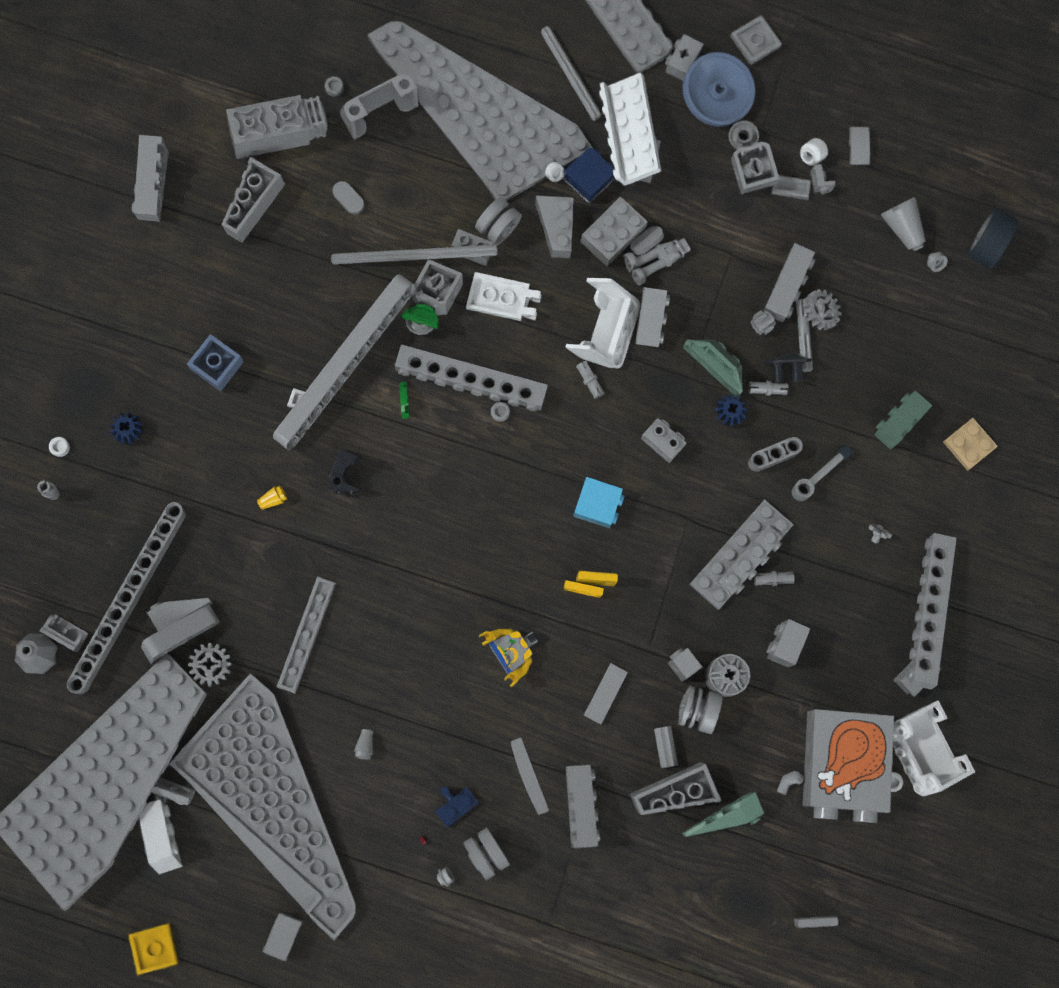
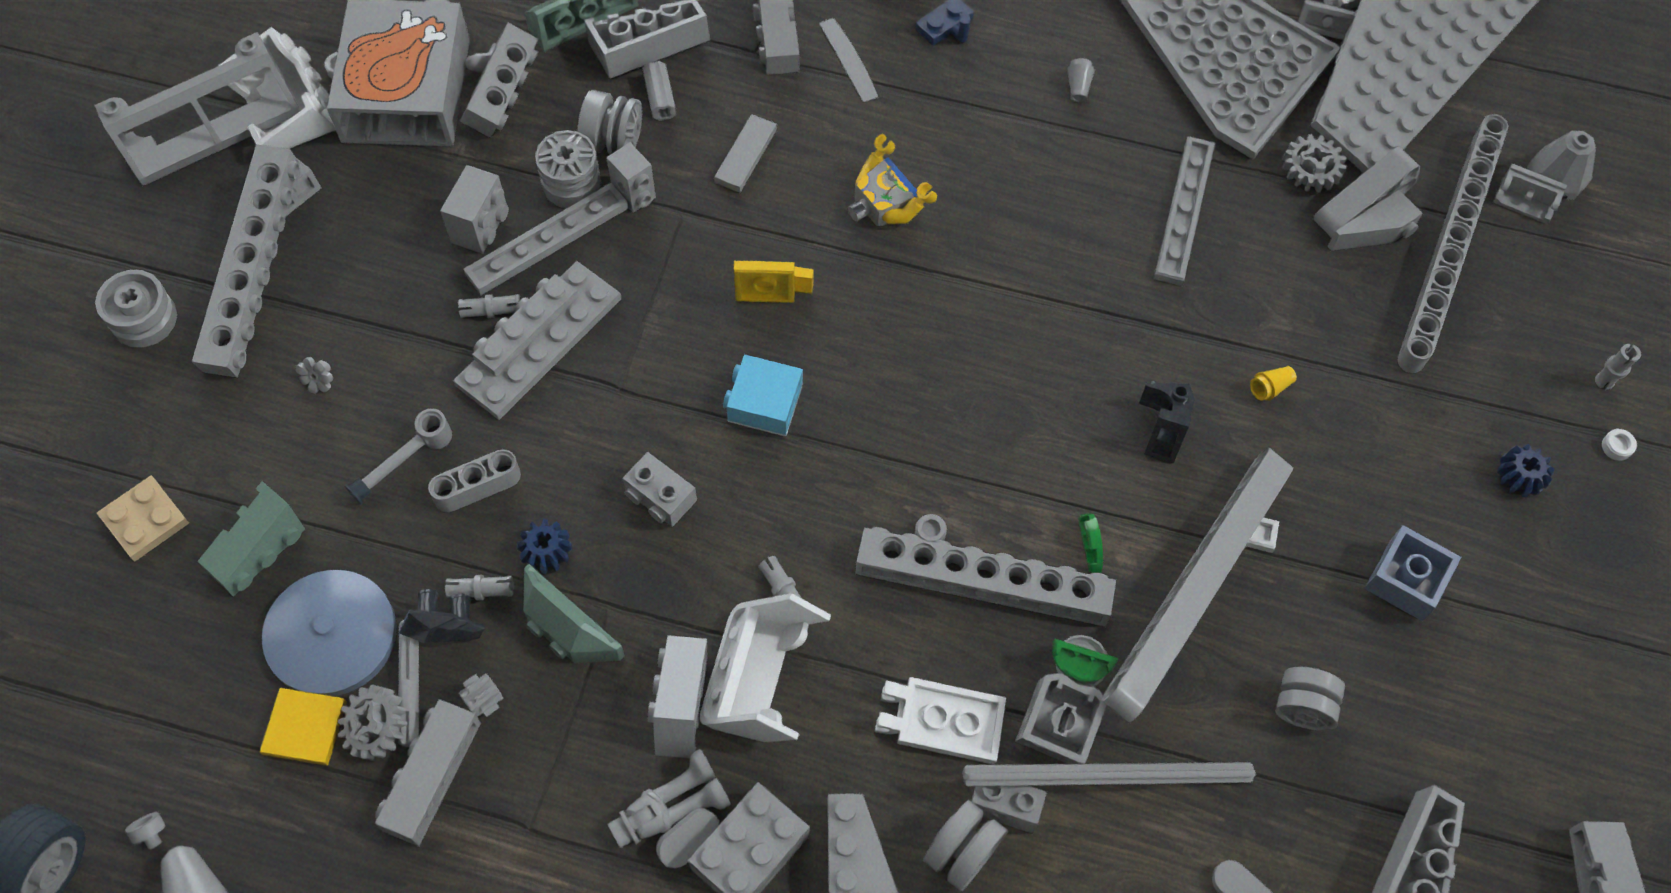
camera: 175 degrees left, 15 degrees down
(293, 291) = (1310, 698): none -> light grey wheel
(741, 626) = (545, 238): none -> light grey plate
(781, 767) = (479, 112): none -> light grey brick
(852, 368) = (329, 633): none -> sand blue dish
(860, 314) = (303, 726): none -> yellow tile
(942, 743) = (155, 161): none -> light grey windscreen
(1008, 584) = (136, 308): none -> light grey wheel

